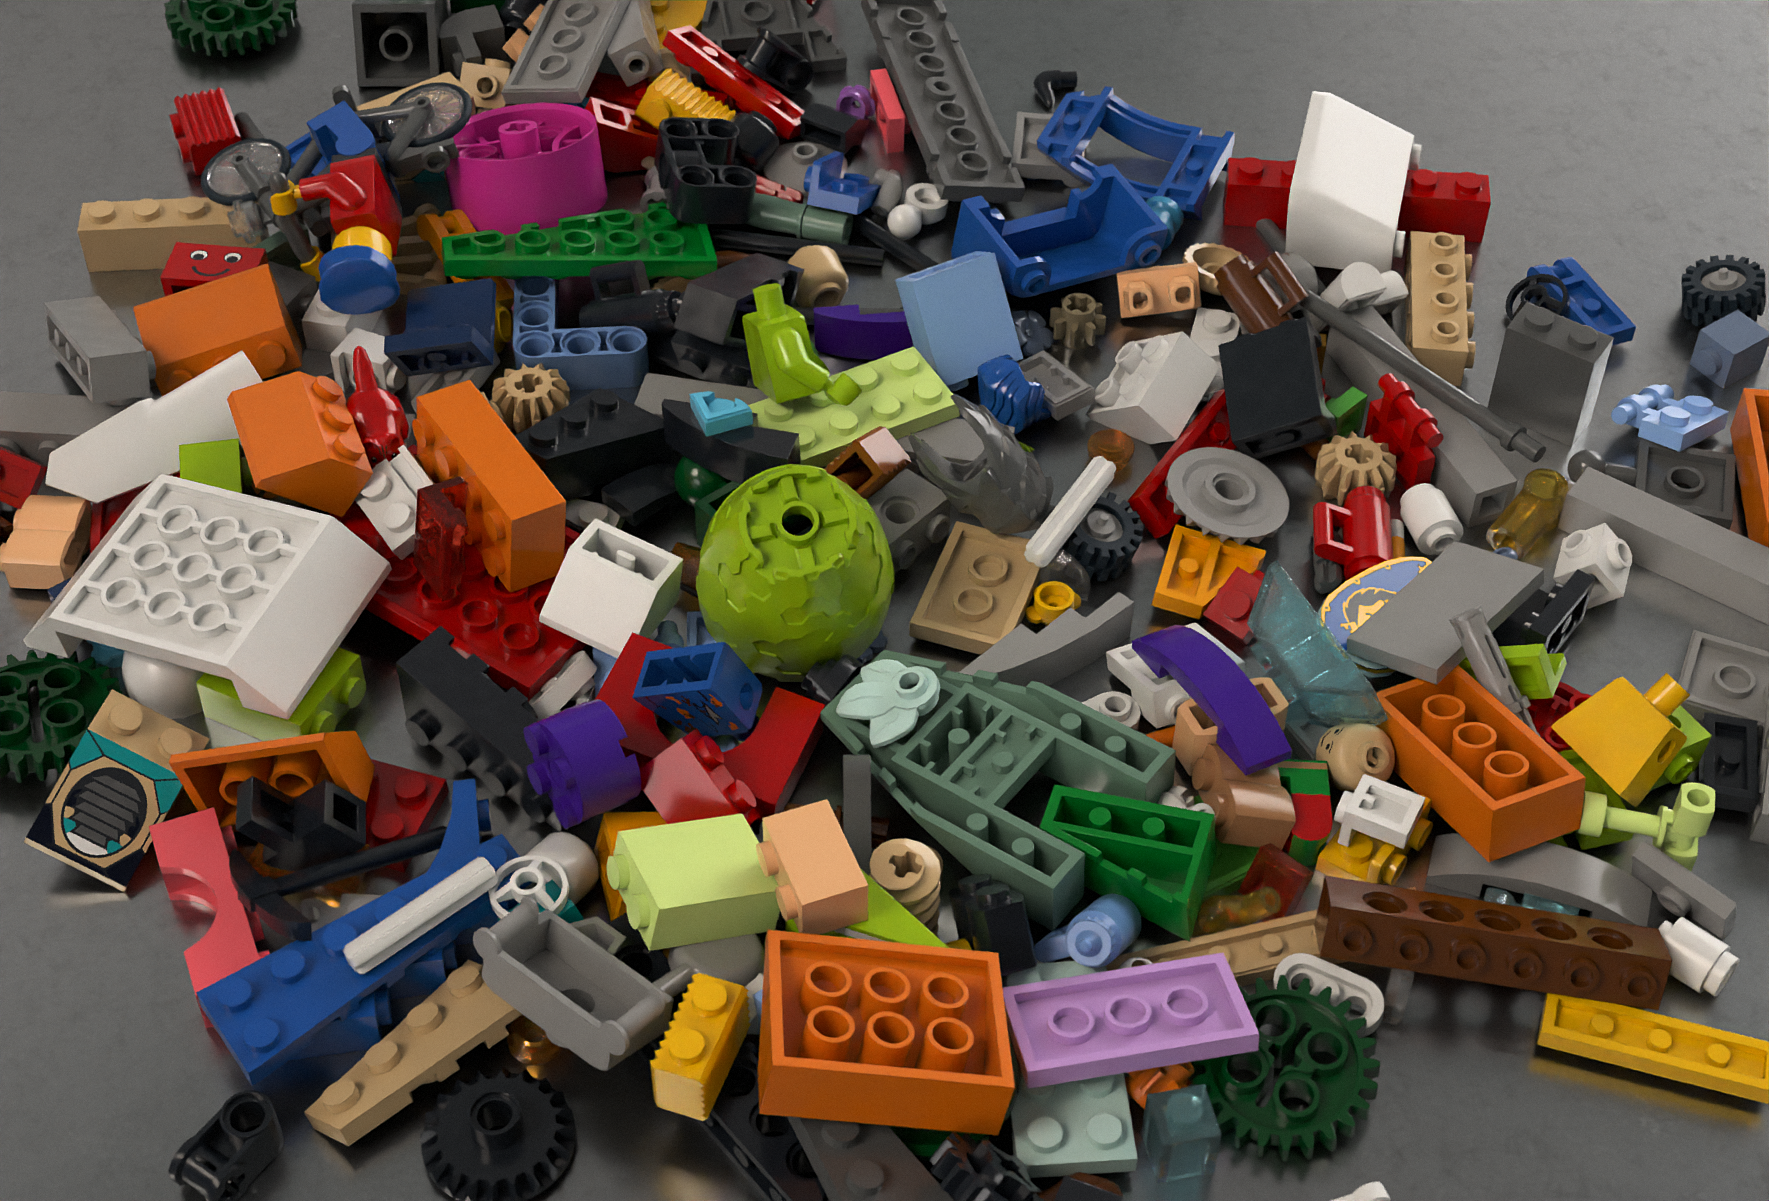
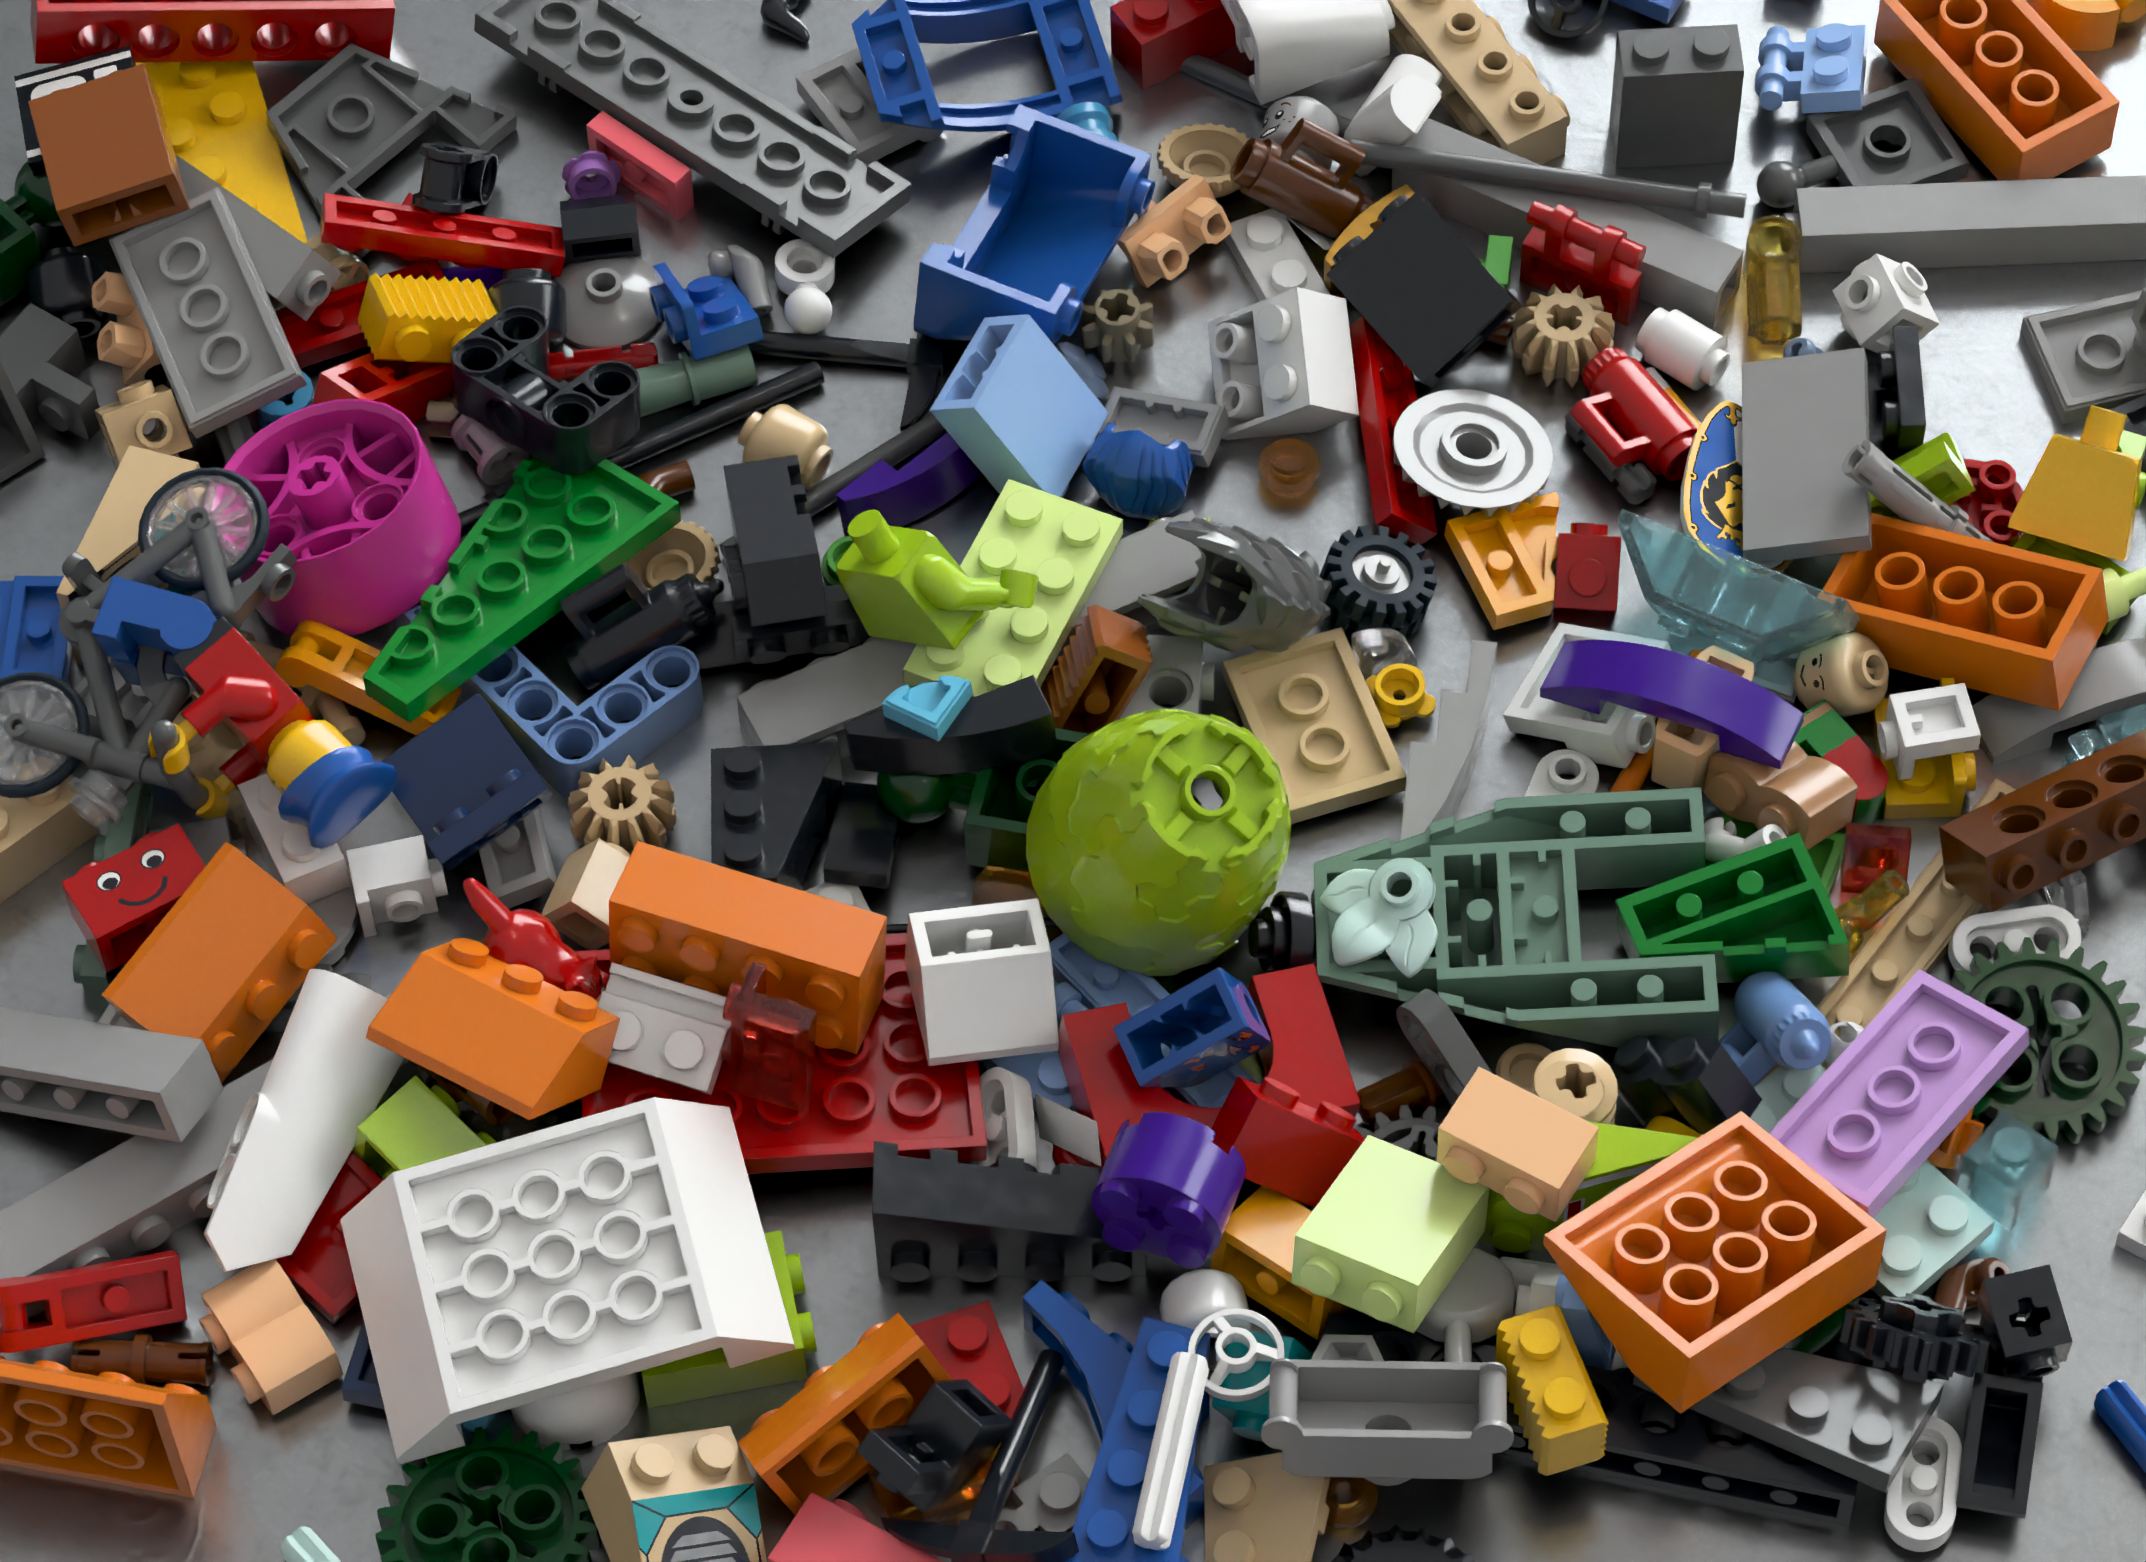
camera: 35 degrees left, 10 degrees up
(1070, 511) = (1356, 579): white axle -> none

